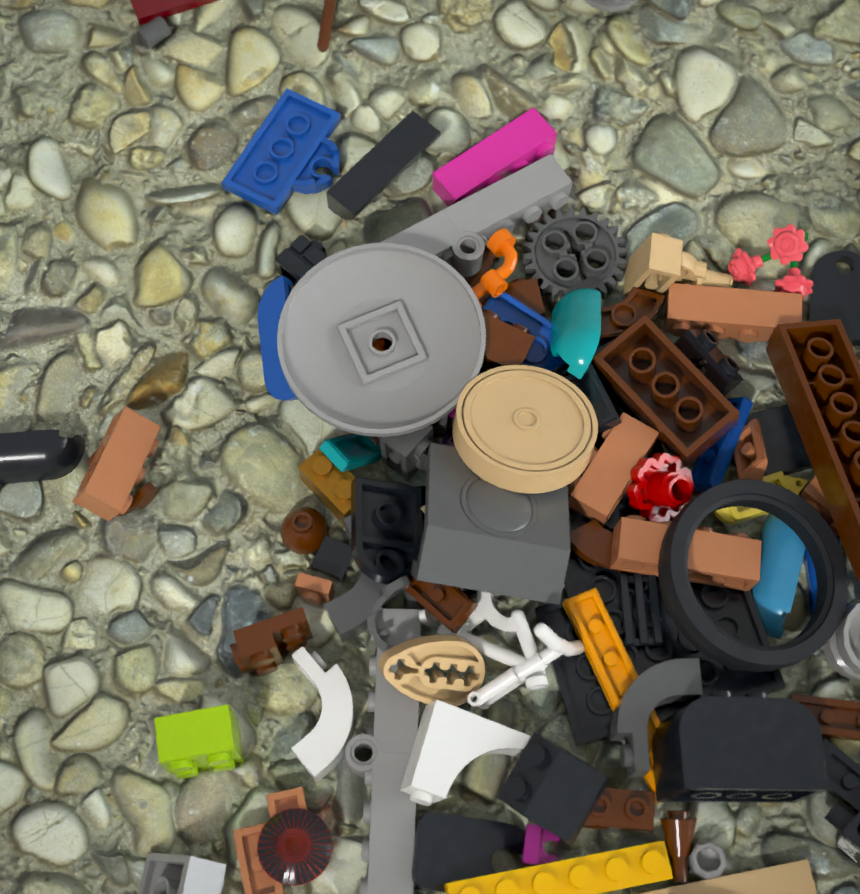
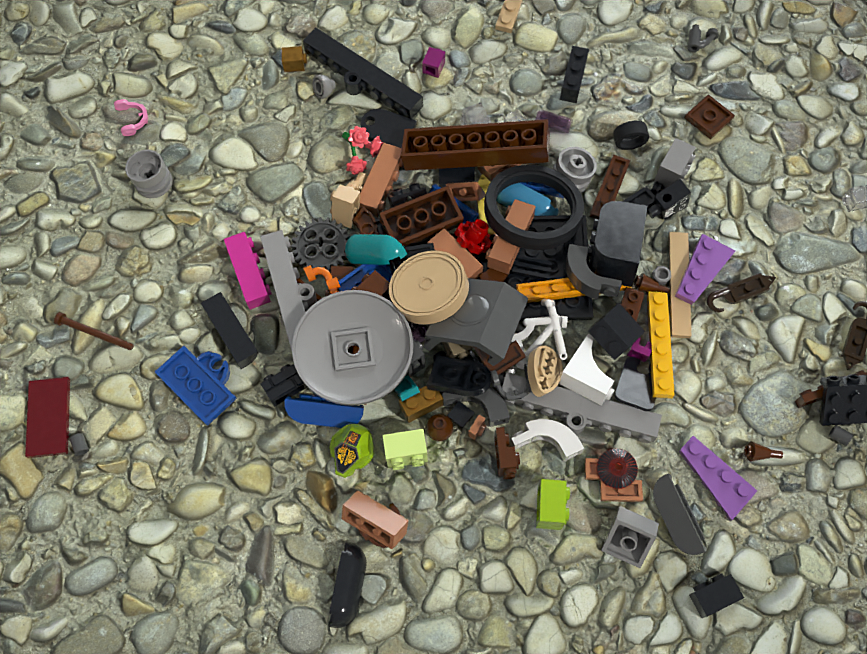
camera: 75 degrees left, 0 degrees up
(230, 401) = (351, 449): none -> lime helmet
(242, 479) = (405, 449): none -> yellowish green brick

